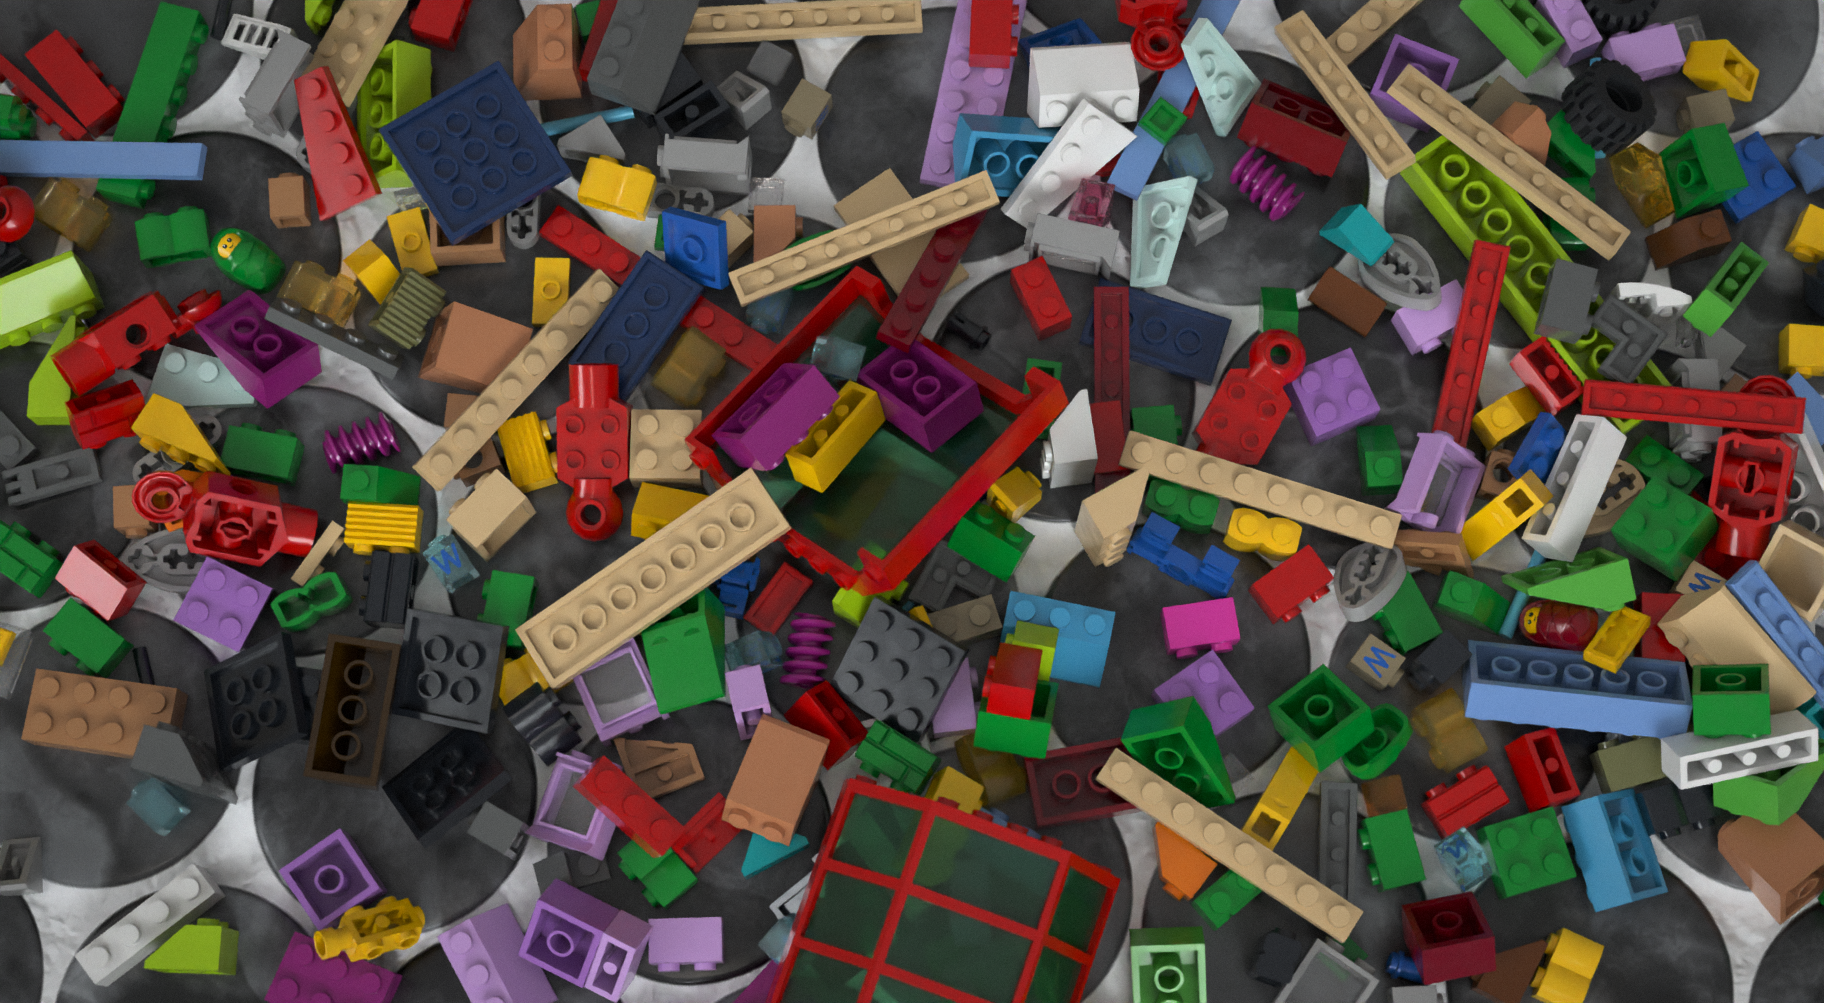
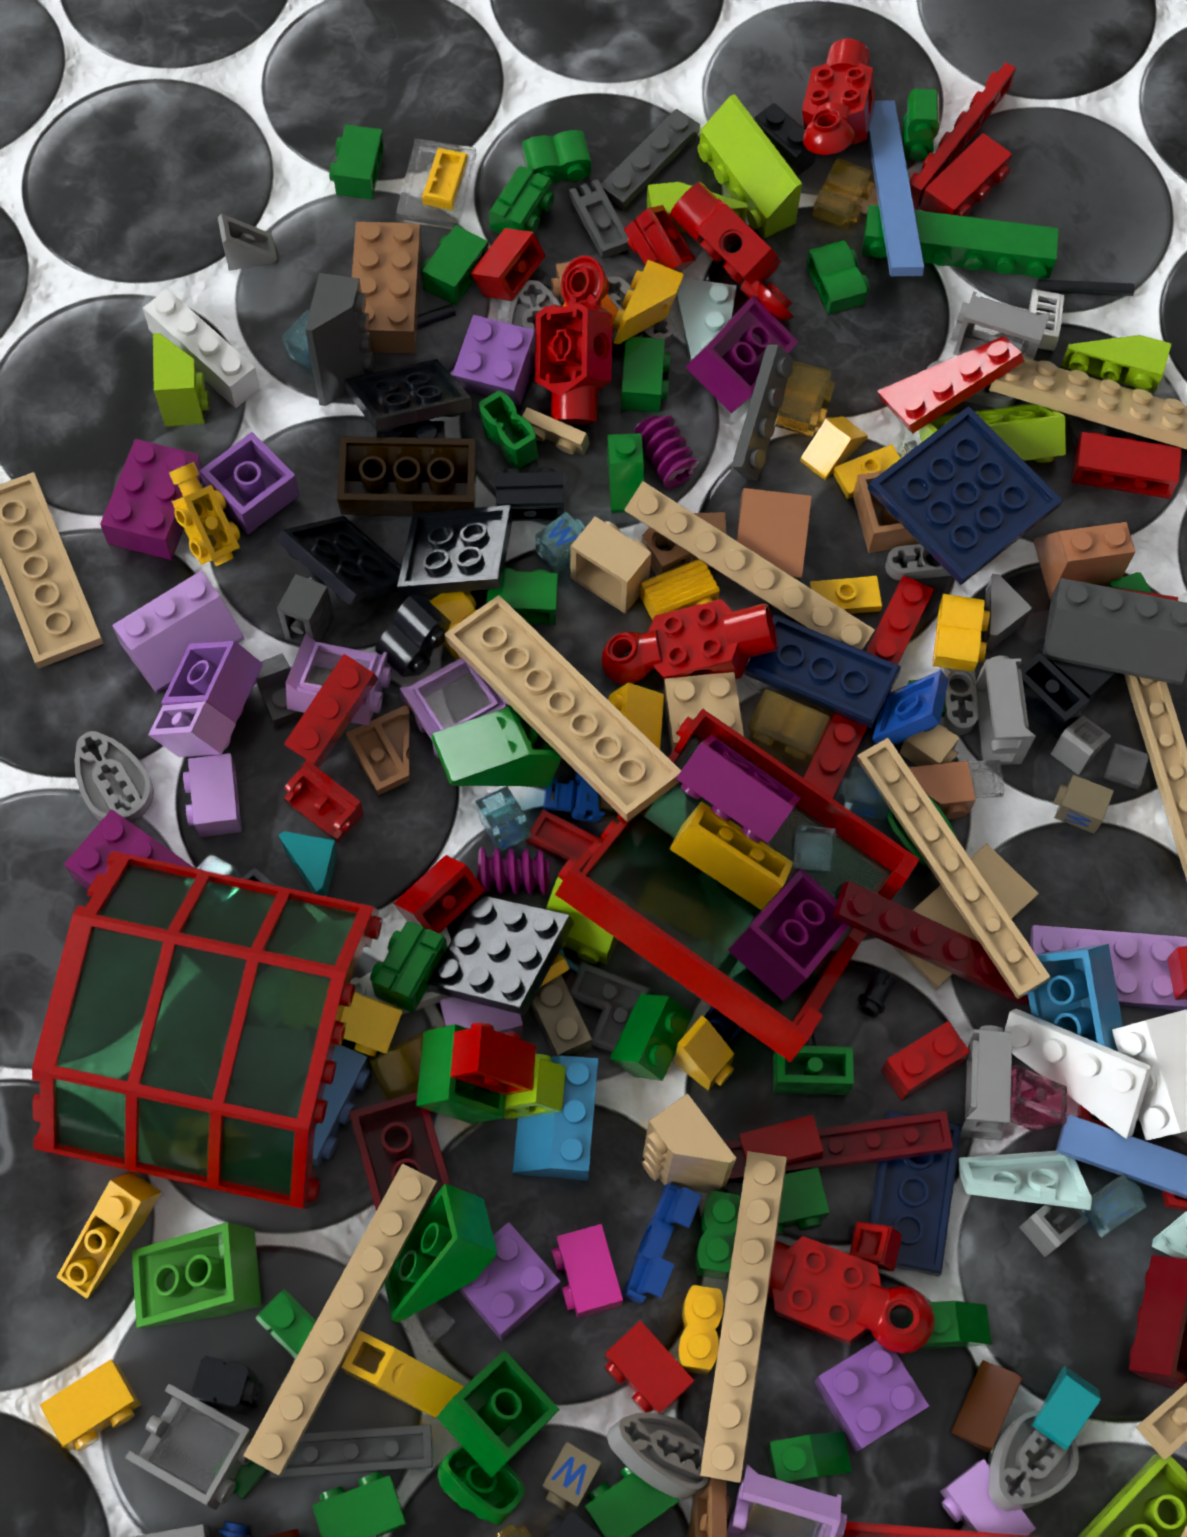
camera: 80 degrees right, 10 degrees down
(246, 260) = (829, 337): green piece -> none
(289, 201) = (890, 361): medium nougat brick -> none
(383, 527) = (588, 481): yellow brick -> none
(408, 308) = (803, 471): olive brick -> none
(572, 123) = (1015, 581): medium azure bar -> none
(664, 876) = (274, 763): green brick -> none
(747, 698) = (452, 817): lavender brick -> none
(776, 780) = (373, 849): nougat slope -> none
(1071, 449) = (764, 1097): white slope -> none
(1162, 121) = (1150, 1165): green tile -> none
(1180, 863) = (319, 1273): orange slope -> none
(1203, 371) = (876, 1244): none -> red slope
(1264, 185) = (1102, 1291): magenta piece -> none
(1384, 795) = (422, 1501): clear orange slope -> none

